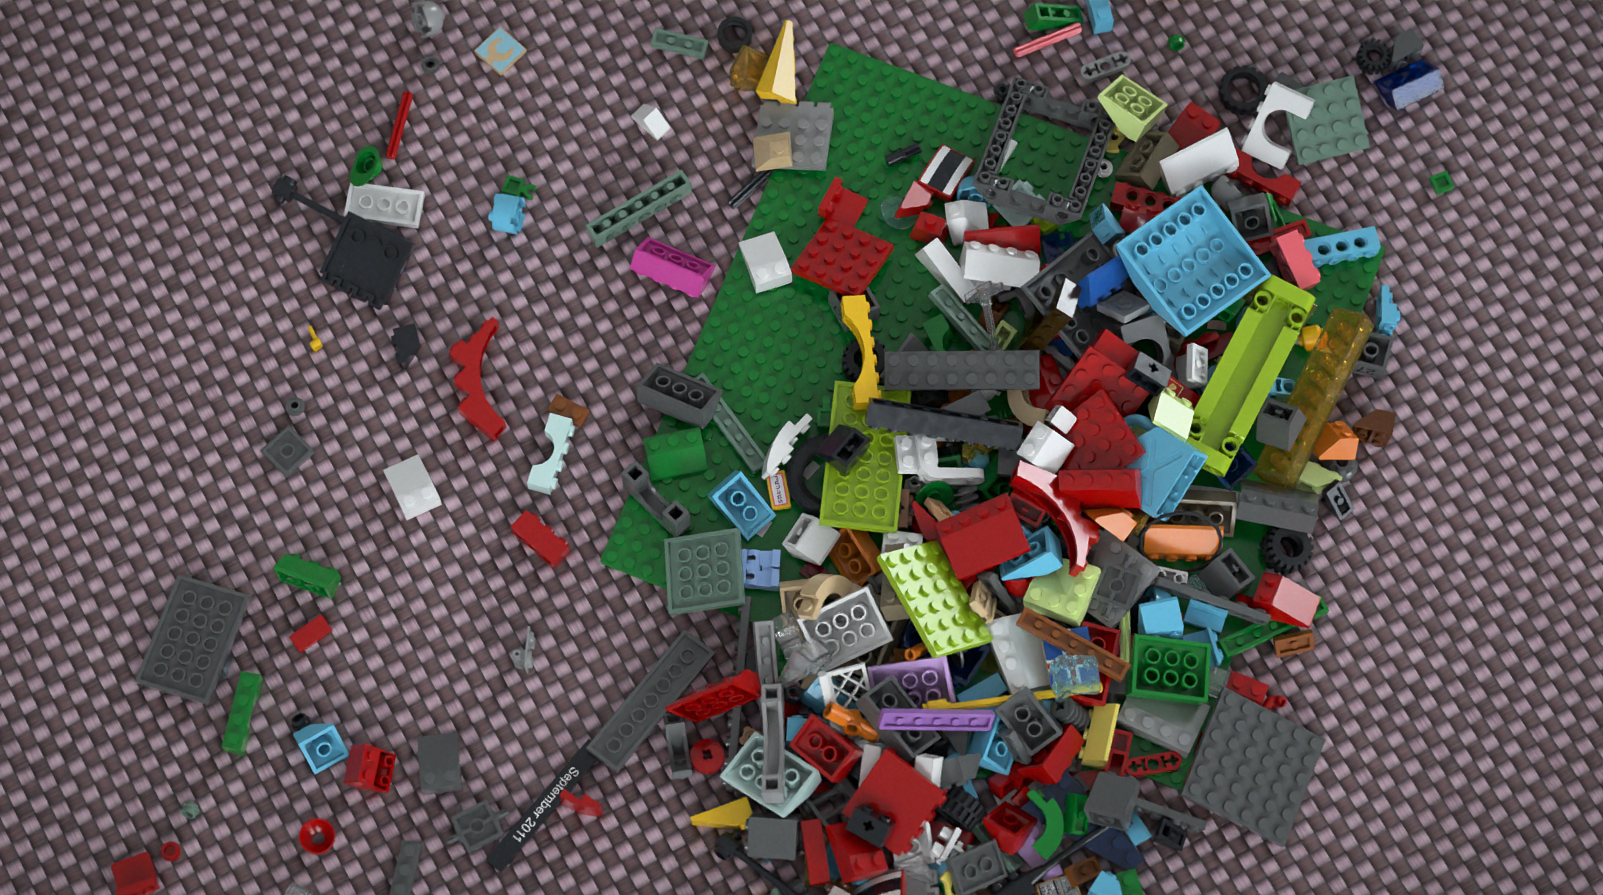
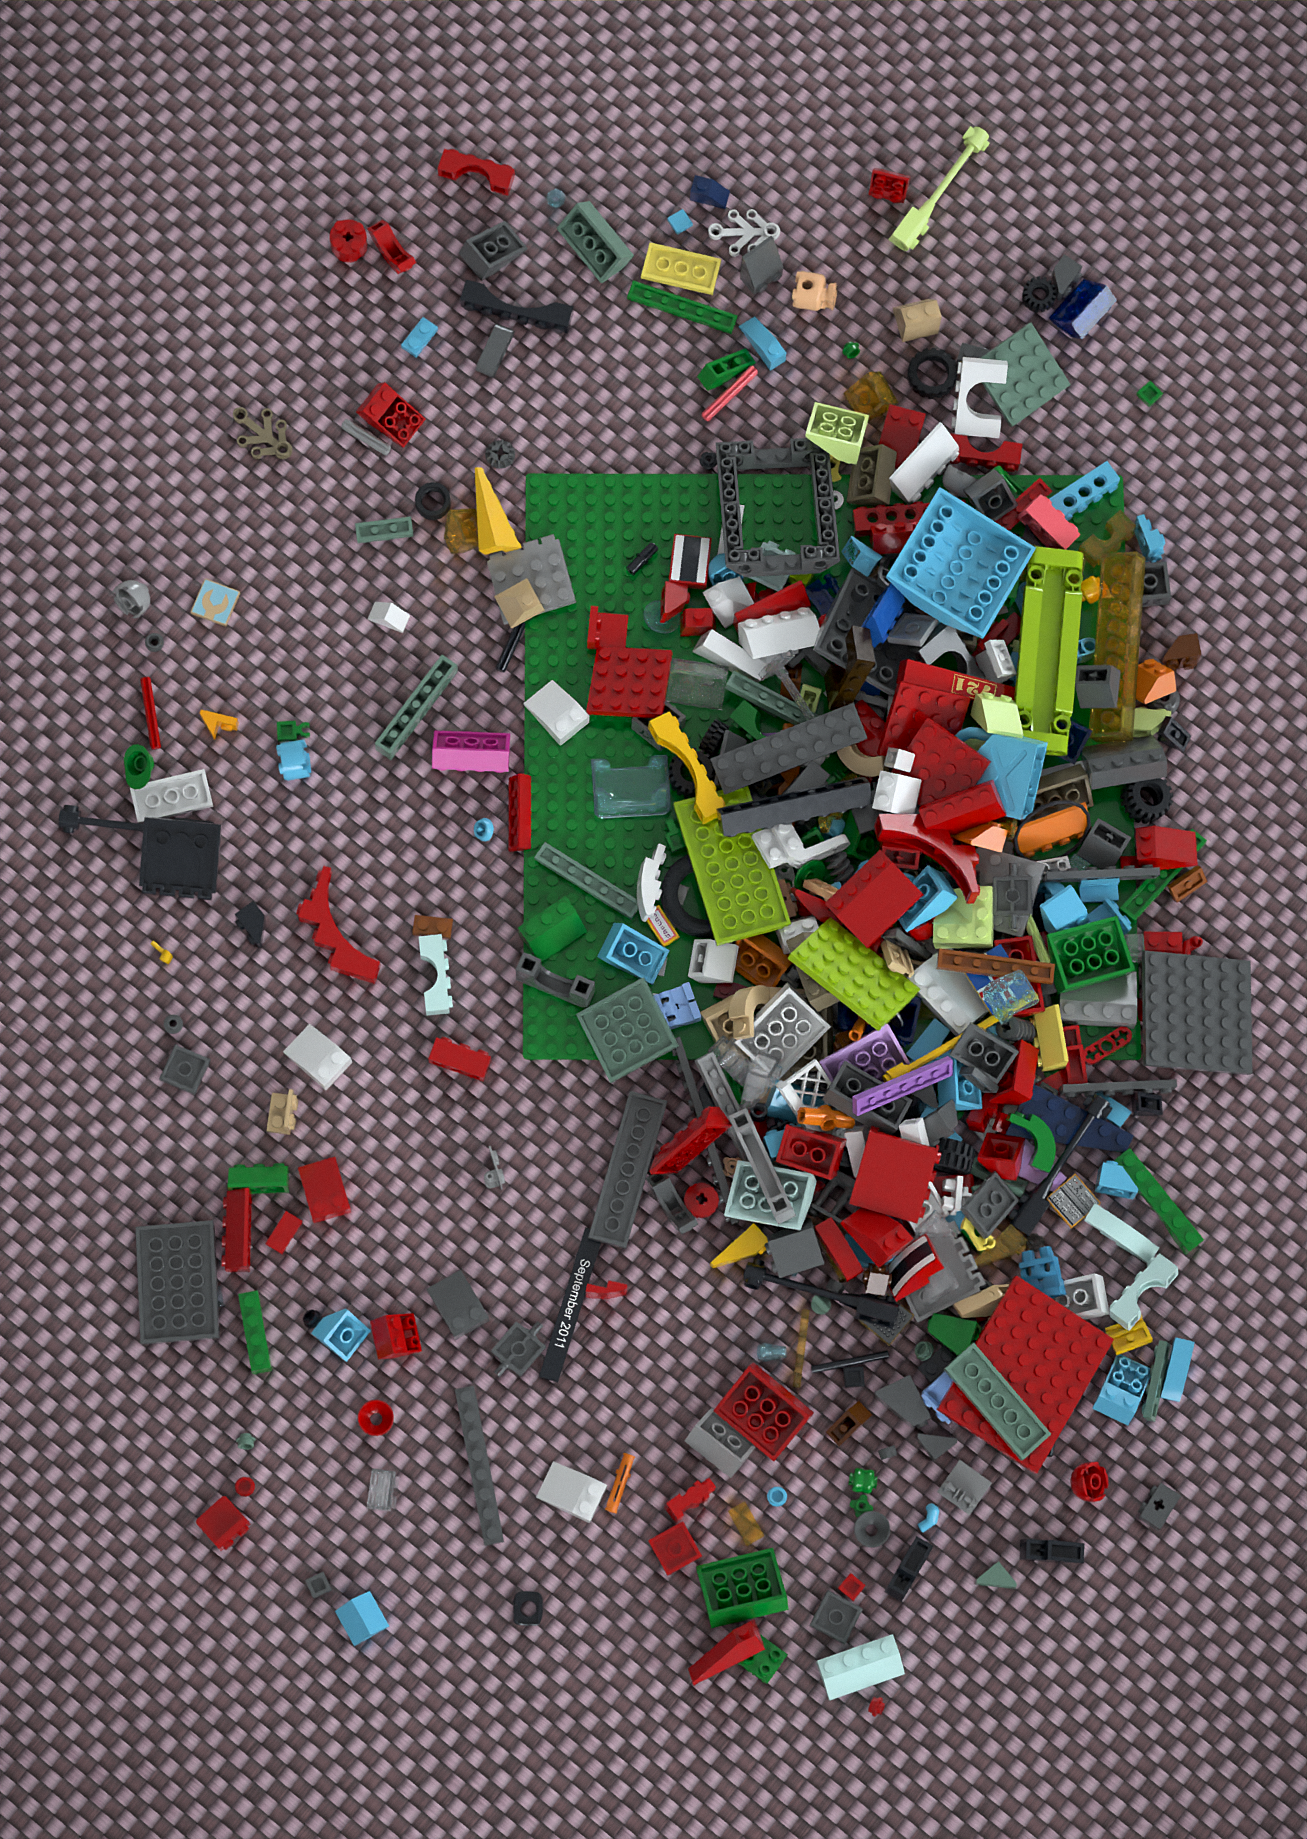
camera: 25 degrees left, 5 degrees up
(269, 614) = (238, 1230): none -> red slope
(357, 523) = (281, 1114): none -> tan bracket
(364, 609) = (324, 1190): none -> red slope
(452, 153) = (215, 720): none -> light orange slope
(652, 341) = (483, 829): none -> medium azure hat
(678, 395) = (532, 873): dark grey slope -> none
(693, 338) = (519, 813): none -> red slope
(802, 356) = (631, 789): none -> clear light blue windscreen
(816, 23) = (505, 460): none -> dark grey gear
(843, 448) = (710, 865): black slope -> none
(860, 825) = (872, 1207): black brick -> none
(897, 335) = (713, 737): none -> black tyre
(905, 284) = (697, 683): none -> clear slope
(1074, 816) = (1058, 1119): green slope -> none
(1082, 871) = (1084, 1169): dark orange plate -> none
(1101, 73) = (800, 386): light grey beam -> none
(1112, 800) = (1088, 1095): dark grey slope -> none
(1148, 374) = (962, 686): black brick -> none
(1177, 88) = (871, 395): none -> clear yellow slope
(1249, 37) = (918, 319): none -> tan slope
(1362, 293) = (1120, 529): none -> clear yellow arch

